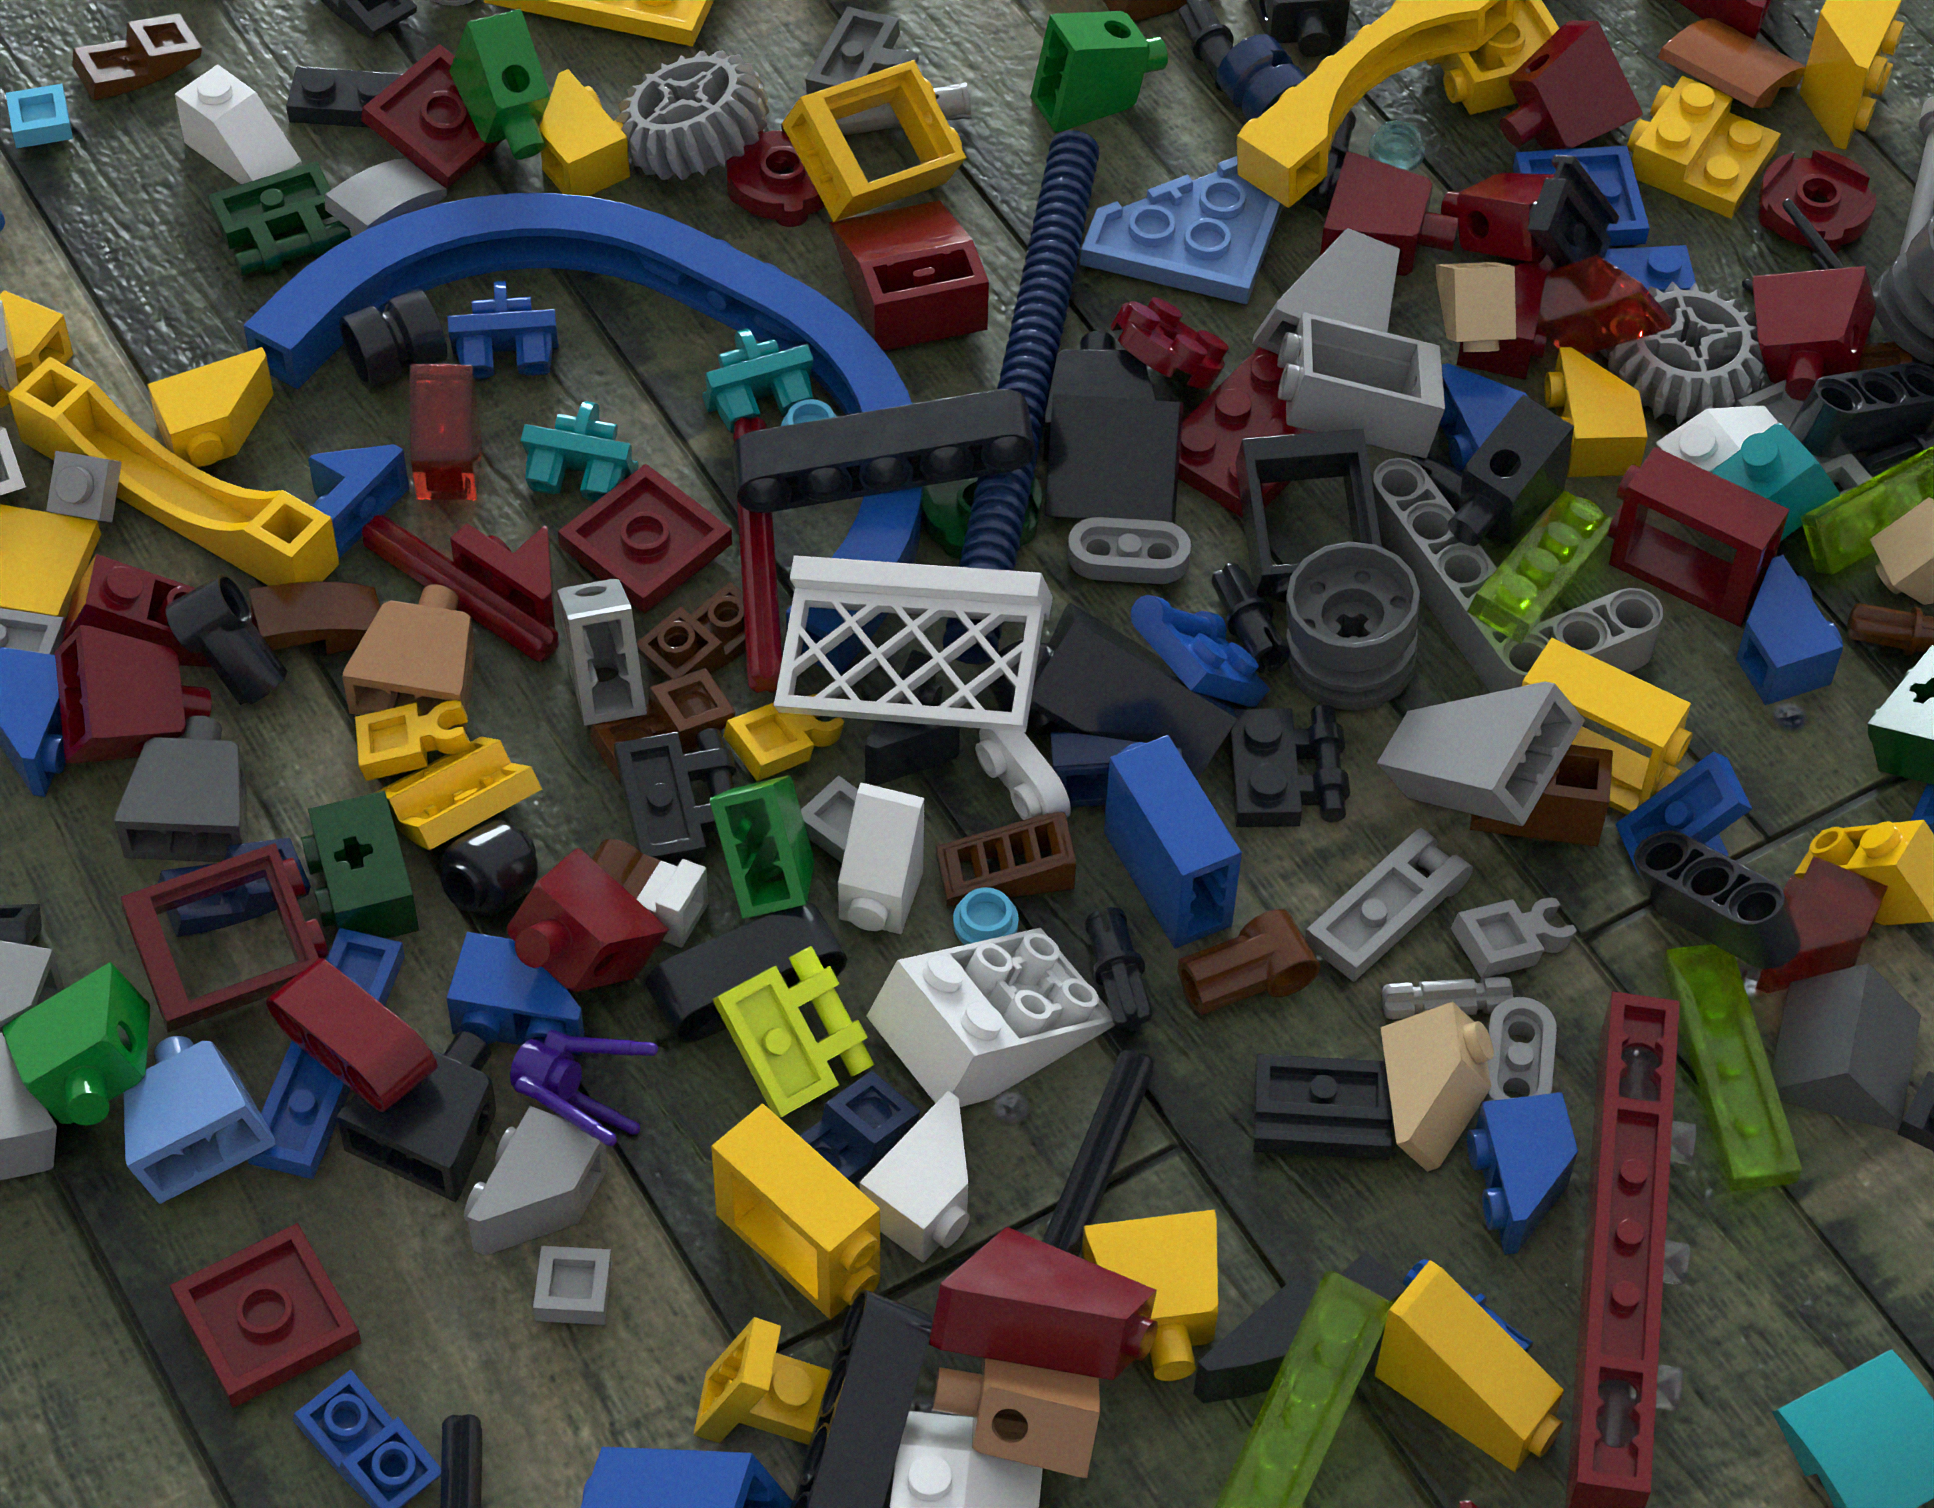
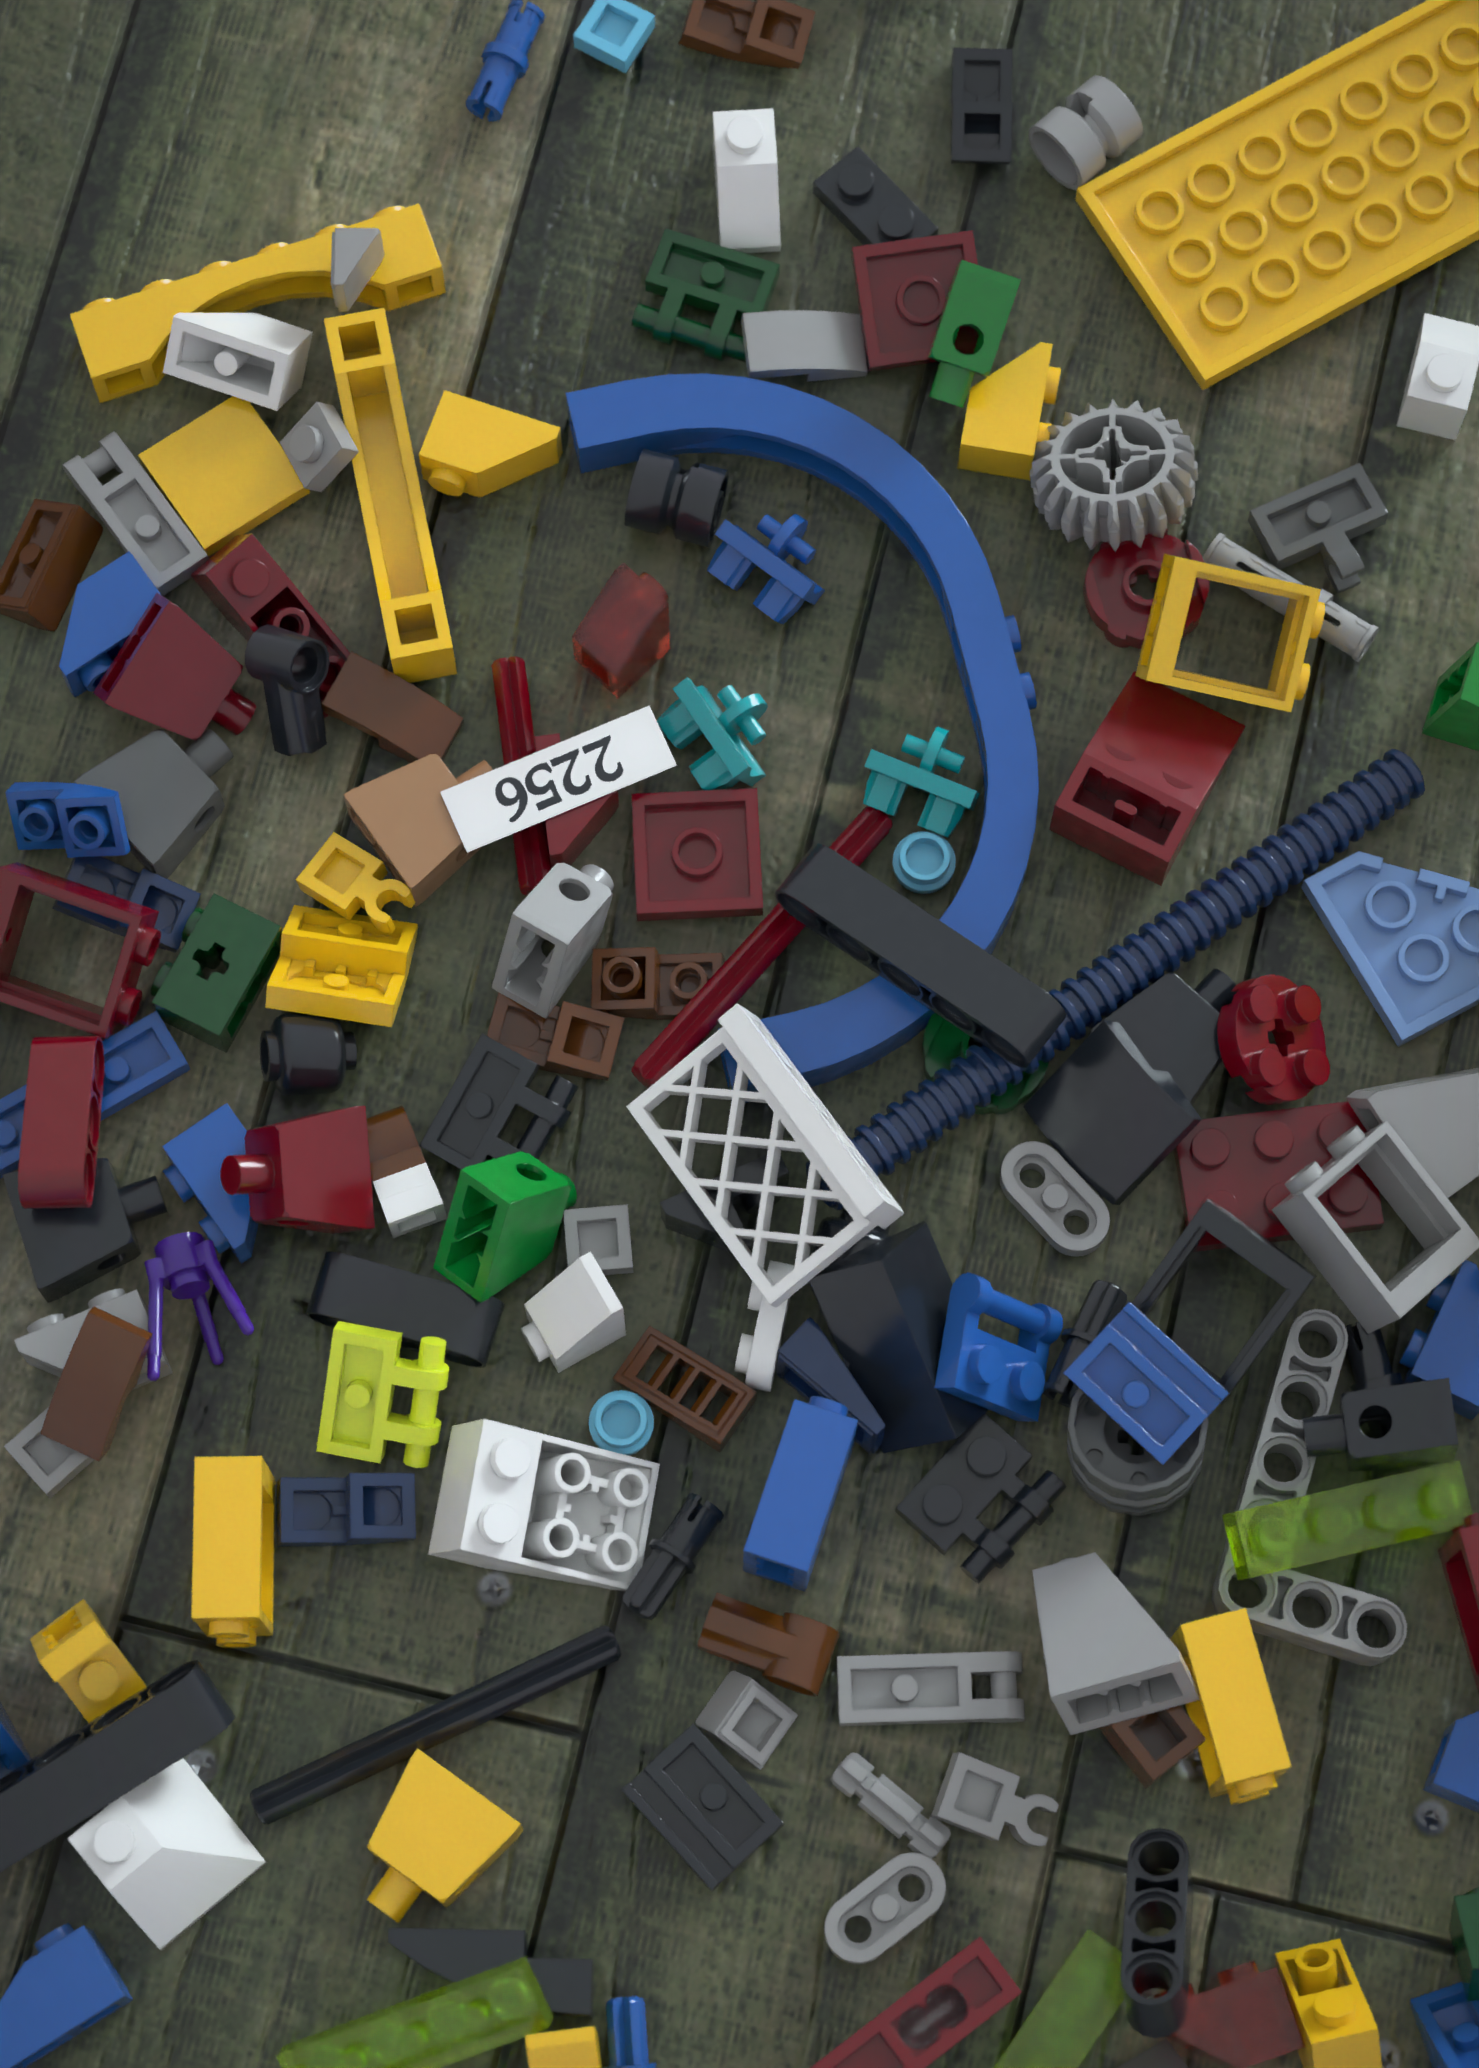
camera: 45 degrees right, 20 degrees up
(136, 849) = (68, 816): none -> blue slope
(357, 487) = (529, 625): blue slope -> none
(496, 550) = (558, 778): none -> white sticker
(570, 1183) = (95, 1383): none -> reddish brown slope
(778, 741) = (611, 1130): yellow plate -> none
(924, 1183) = (359, 1600): white slope -> none
(1025, 1413) = (240, 1849): medium nougat torso -> none
(1043, 1310) = (309, 1792): dark red slope -> none
(1283, 1026) = (746, 1718): none -> light grey slope
(1334, 557) = (1146, 1383): none -> blue plate
(1435, 1079) = (793, 1870): tan slope -> none
(1525, 1160) = (797, 1996): blue slope -> none
(1694, 804) = (1227, 1835): blue slope -> none

